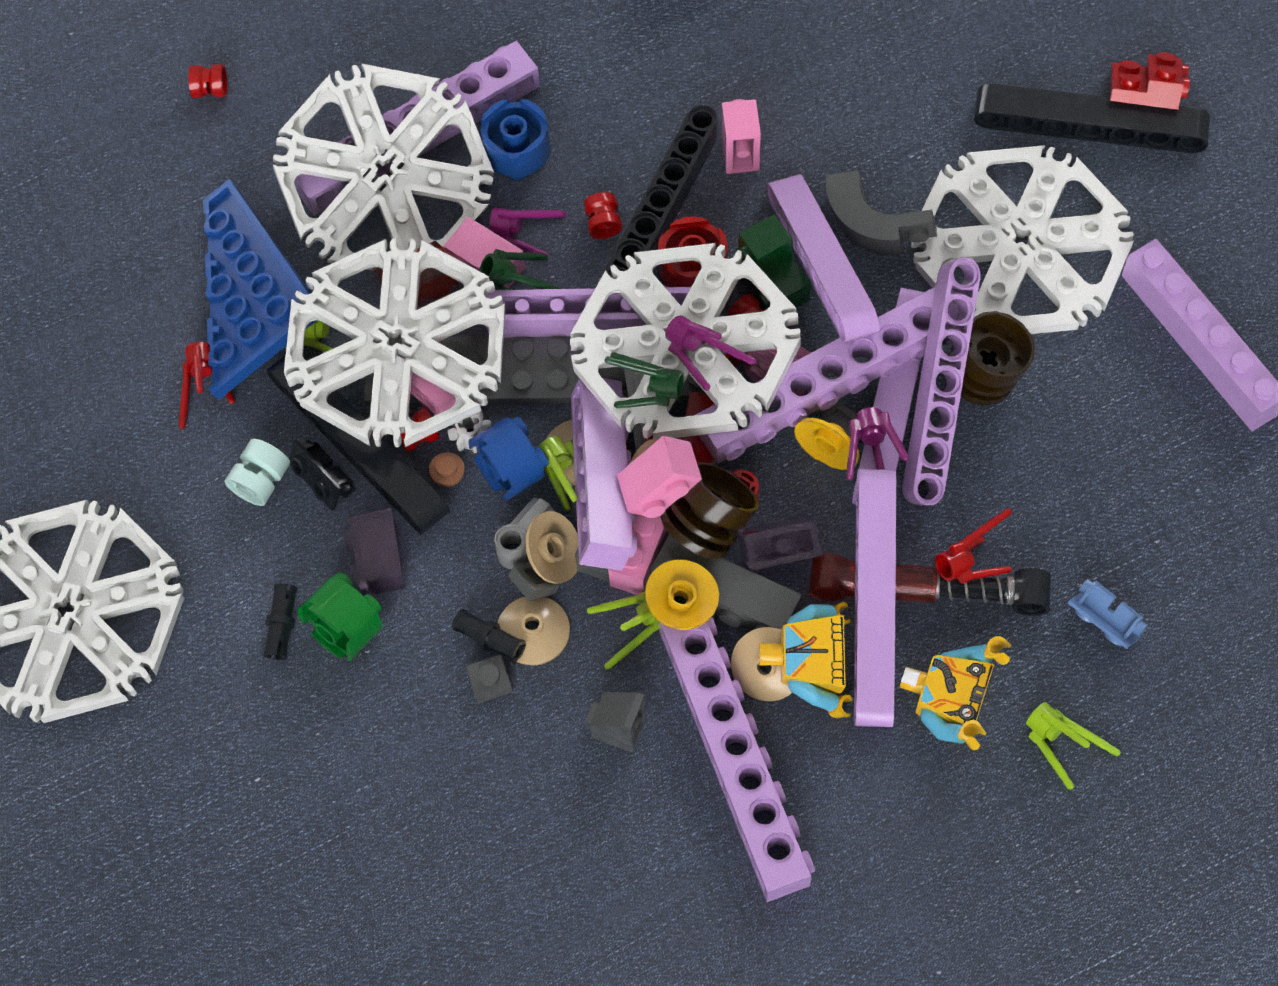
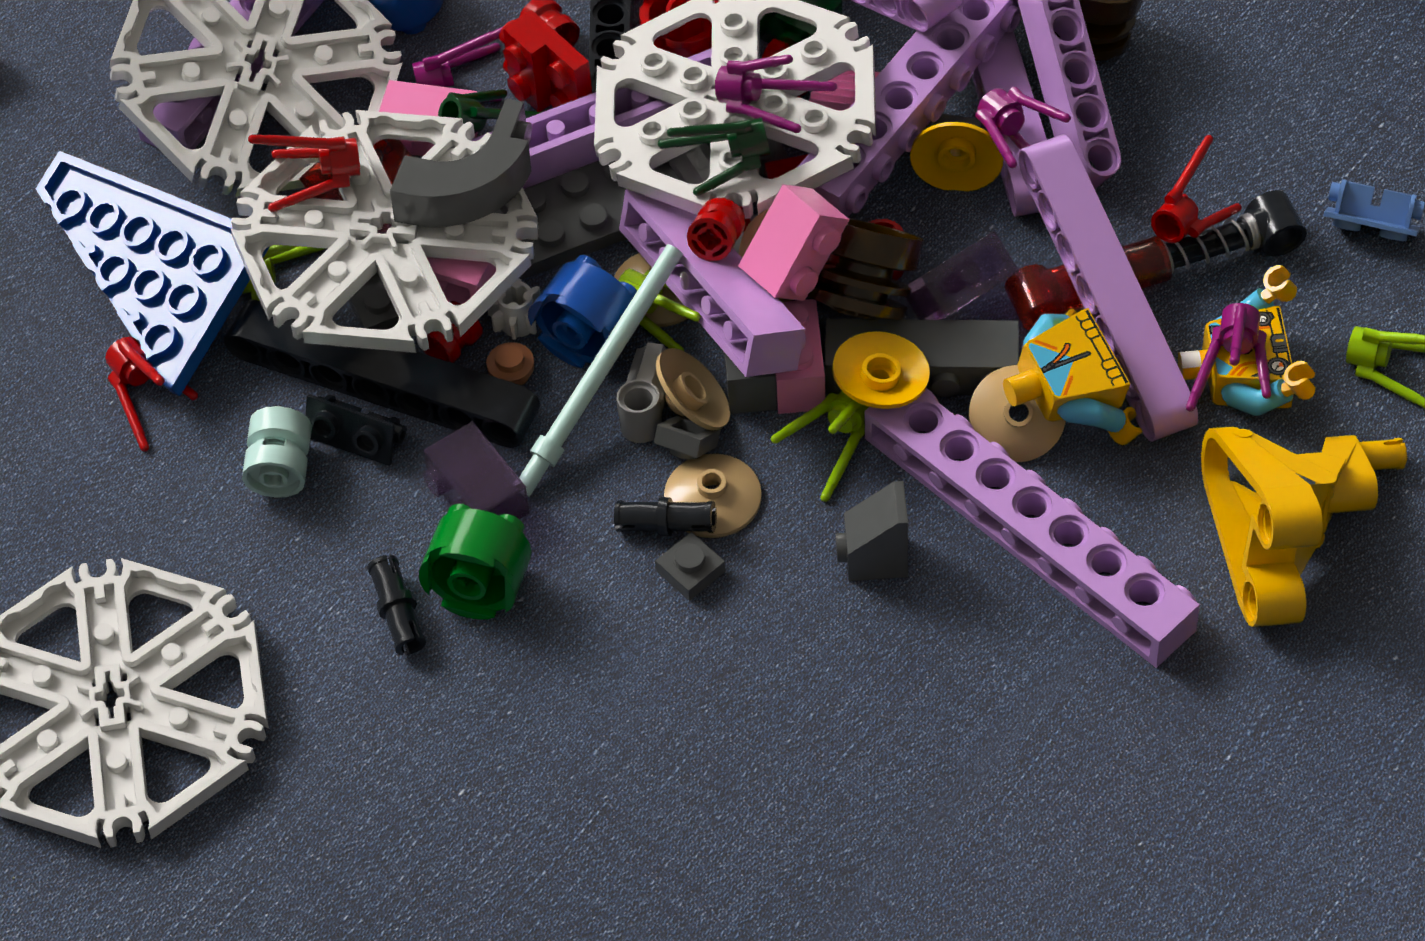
camera: 25 degrees left, 10 degrees down
(382, 275) = (336, 157): none -> red plant
(437, 547) = (549, 448): none -> light aqua bar
(464, 337) = (467, 188): none -> dark grey arch
(574, 248) = (542, 64): none -> red plate
(615, 440) = (725, 226): none -> red wheel
(899, 841) = (1277, 529): none -> yellow connector
(946, 677) = (1238, 335): none -> magenta plant

